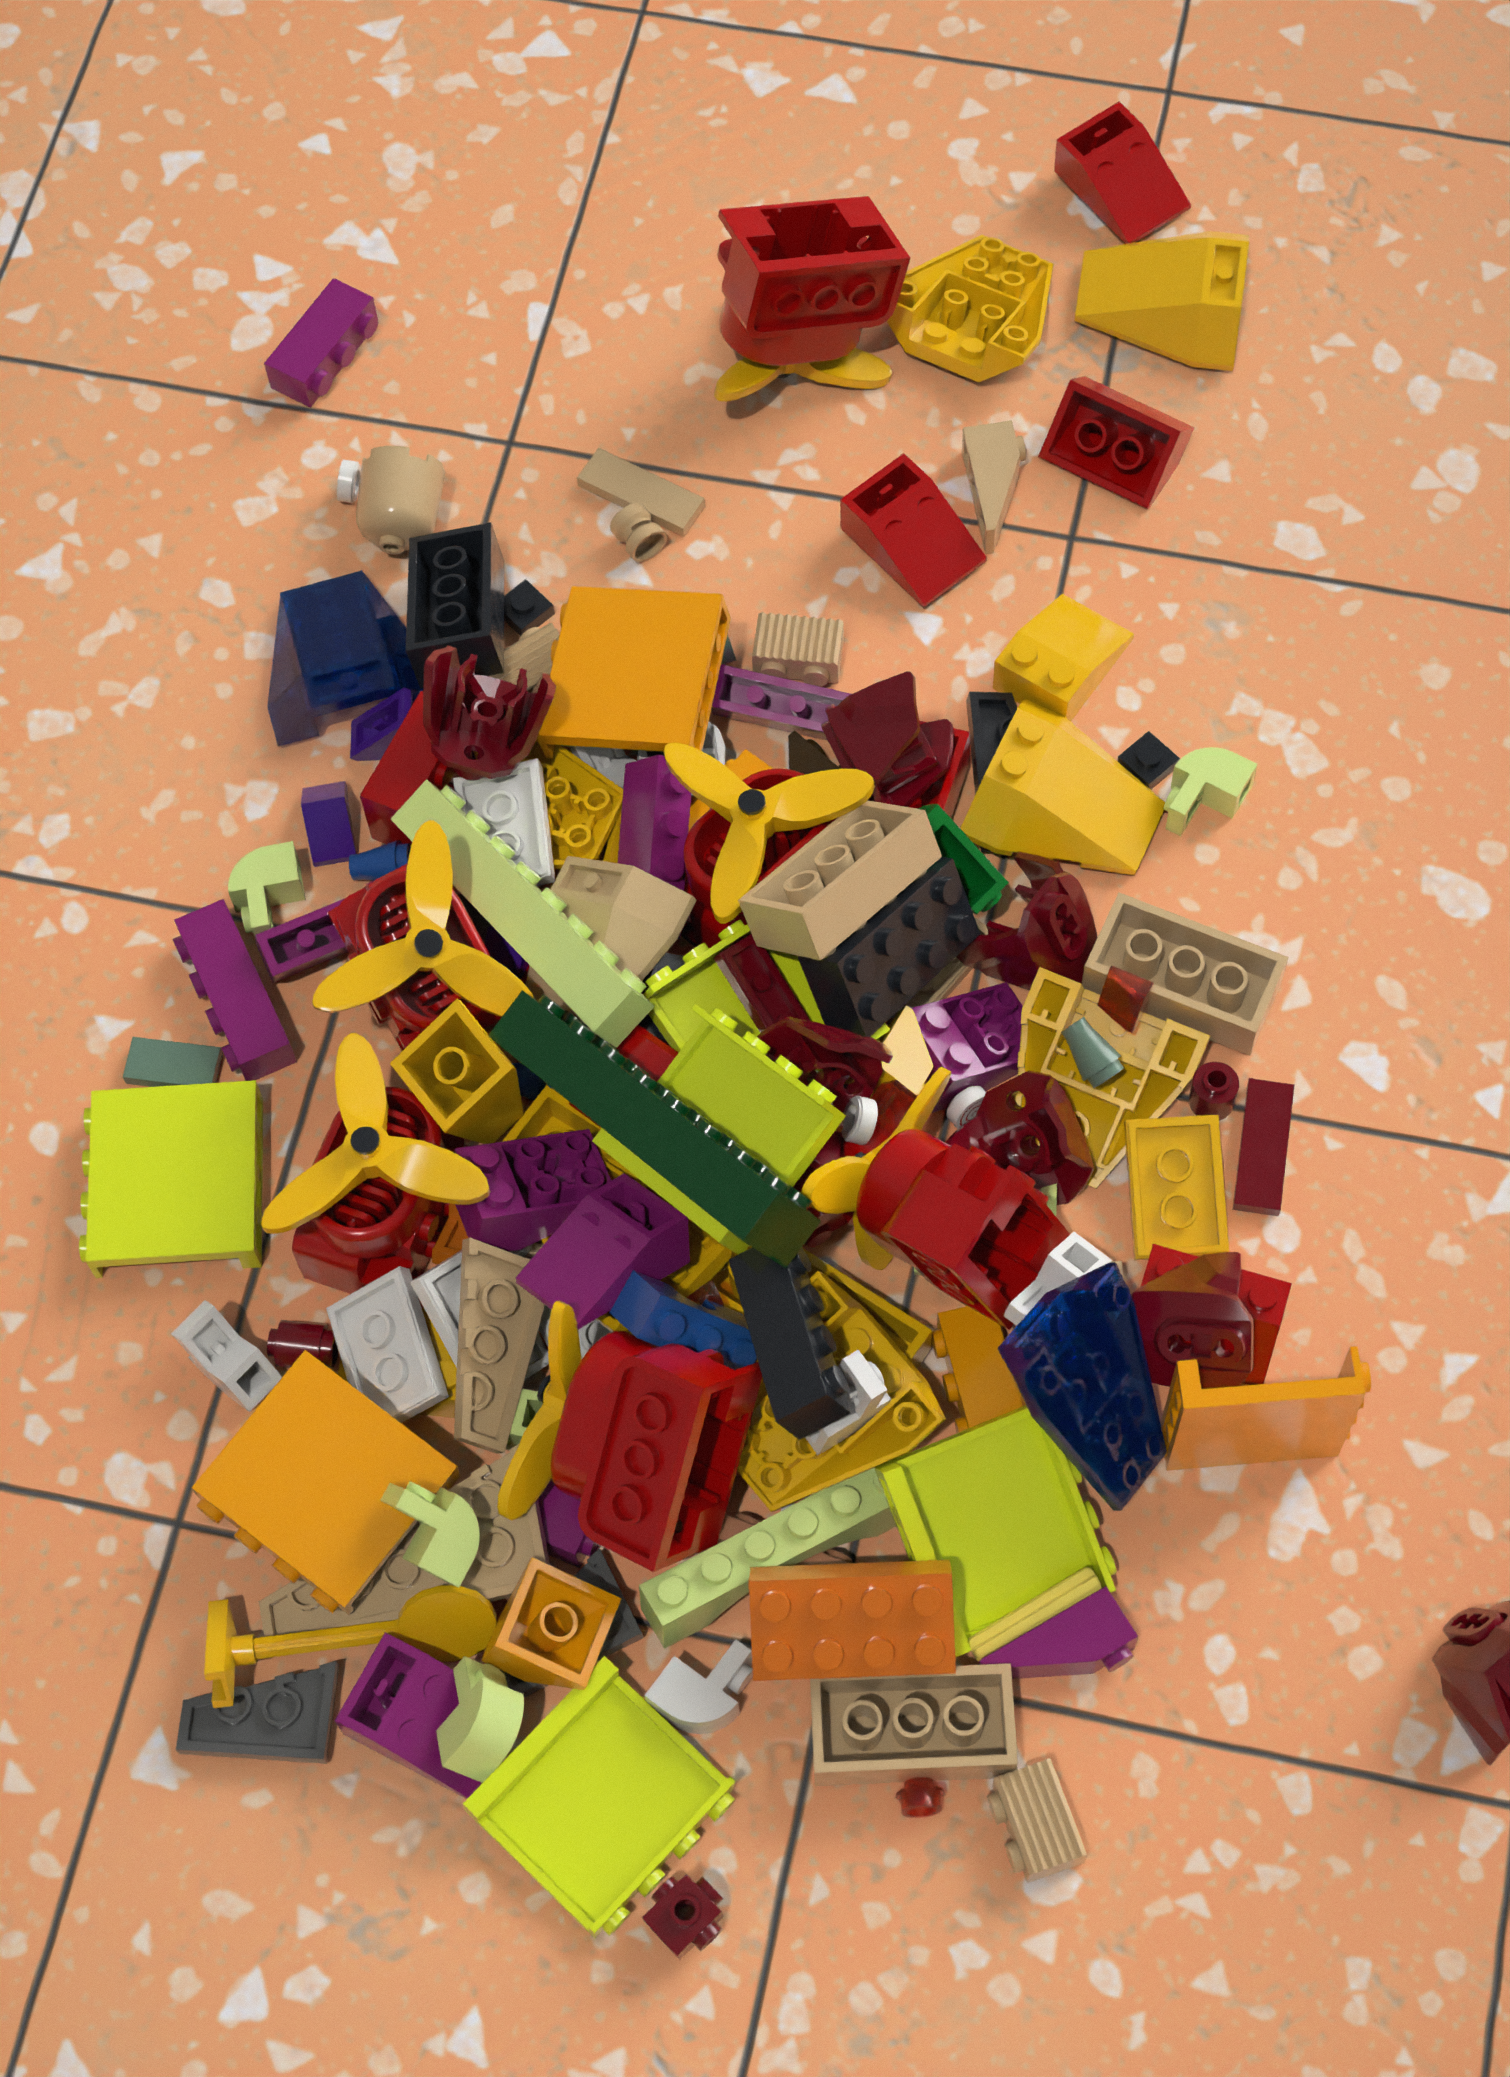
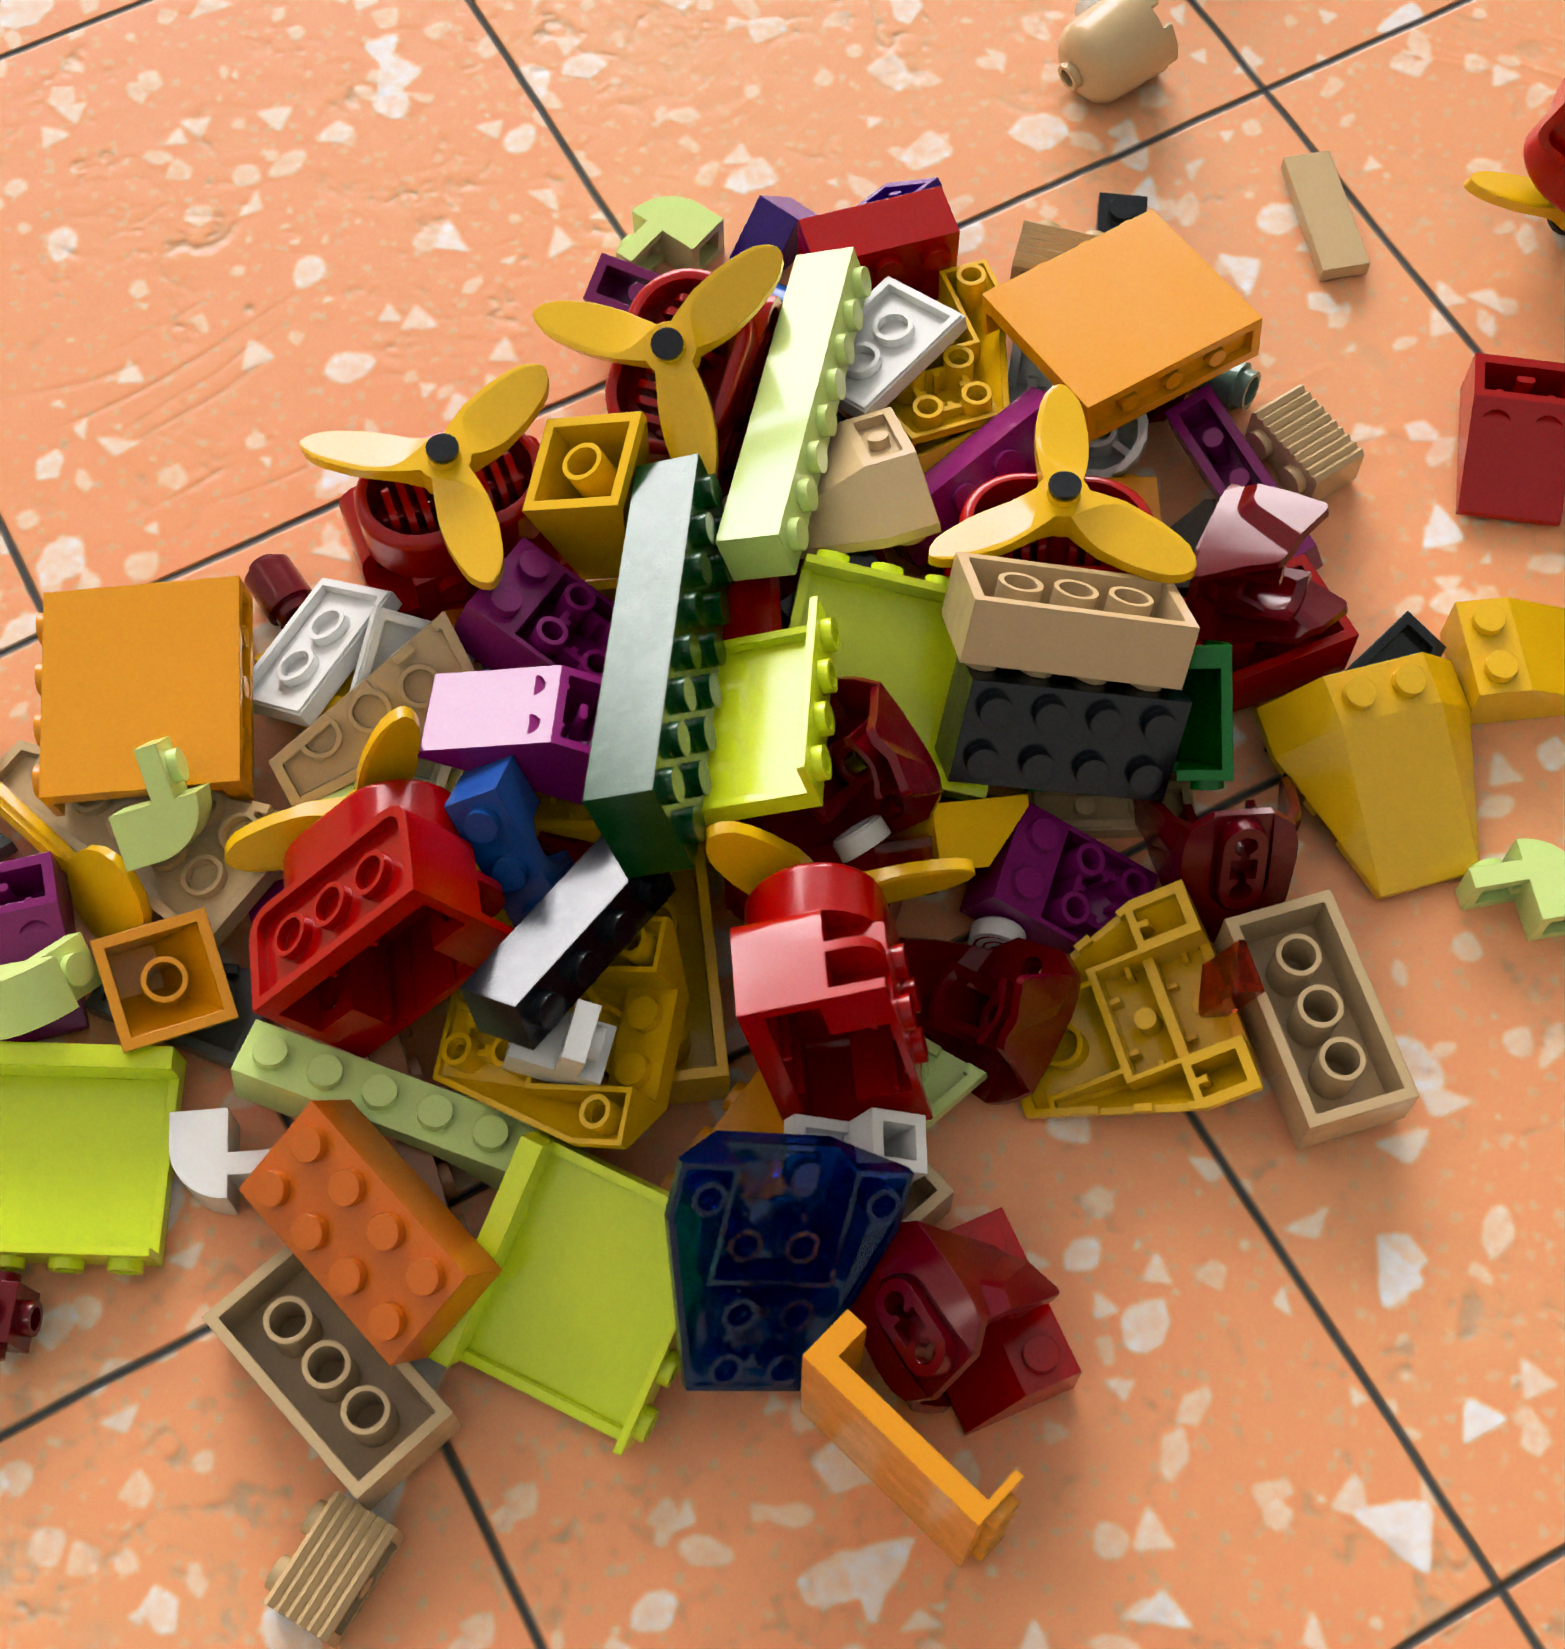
camera: 45 degrees right, 0 degrees up
(171, 1063) = (452, 304): sand green tile -> none
(173, 1175) = (348, 363): neon yellow panel -> none
(226, 1357) = (217, 528): white brick -> none
(234, 990) = (552, 272): magenta brick -> none
(334, 652) = (939, 119): clear blue wedge -> none
(456, 598) = (1055, 156): black brick -> none
(480, 715) = (950, 228): dark red piece -> none
(635, 528) = (1281, 240): tan wheel -> none
(758, 984) = (914, 655): dark red tile -> none
(920, 1798) = (275, 1438): clear red plate -> none
(1034, 1612) = (537, 1399): light yellow axle -> none
(1073, 1642) = (547, 1460): magenta slope -> none
(1092, 1053) = (1144, 996): sand green cone -> none
(1149, 760) = (1504, 817): black plate -> none
(1176, 1185) = (1091, 1186): yellow tile -> none
(1214, 1090) = (1219, 1142): dark red brick -> none
(1263, 1147) = (1213, 1237): dark red tile -> none

